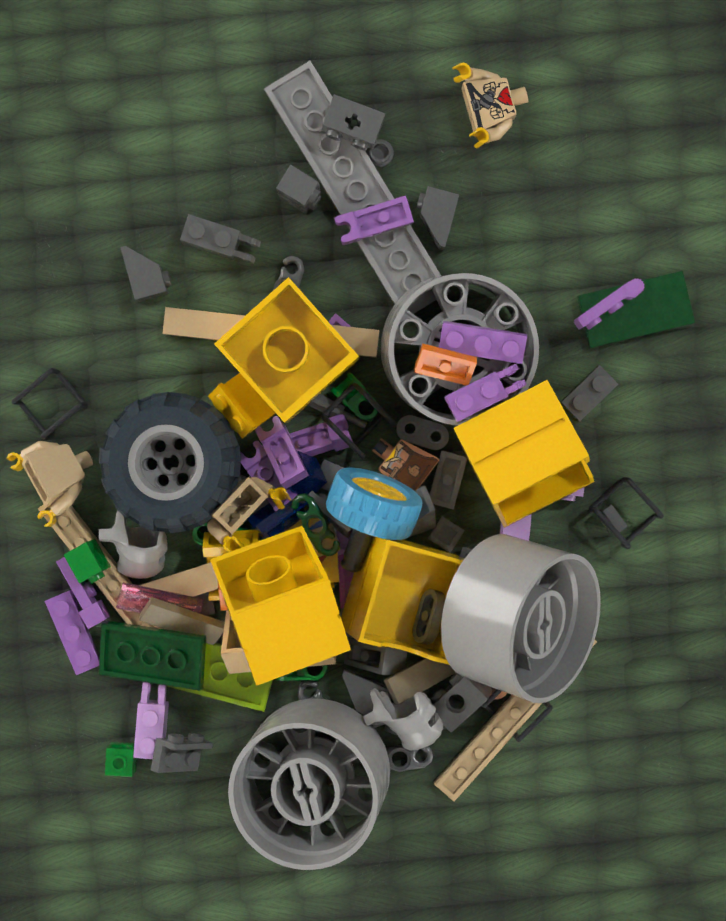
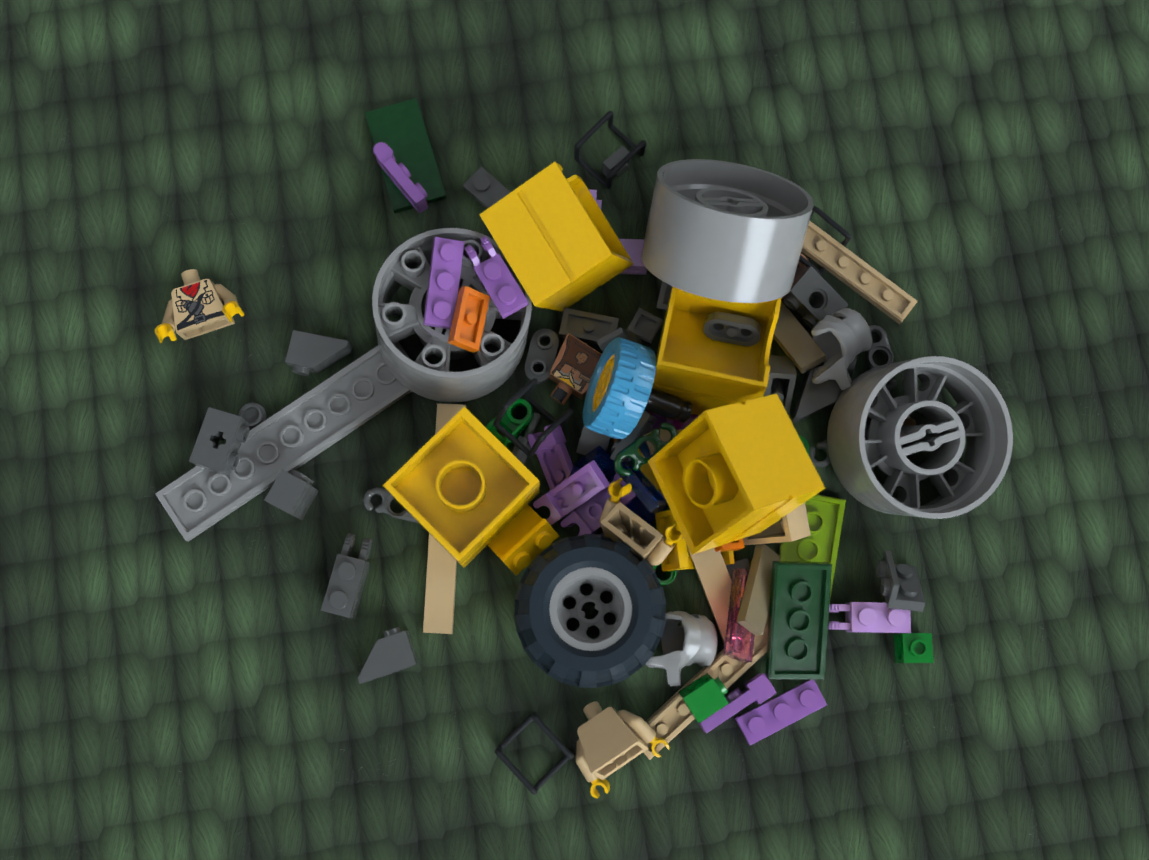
camera: 95 degrees left, 10 degrees down
(375, 219) = (321, 413): medium lavender plate -> none

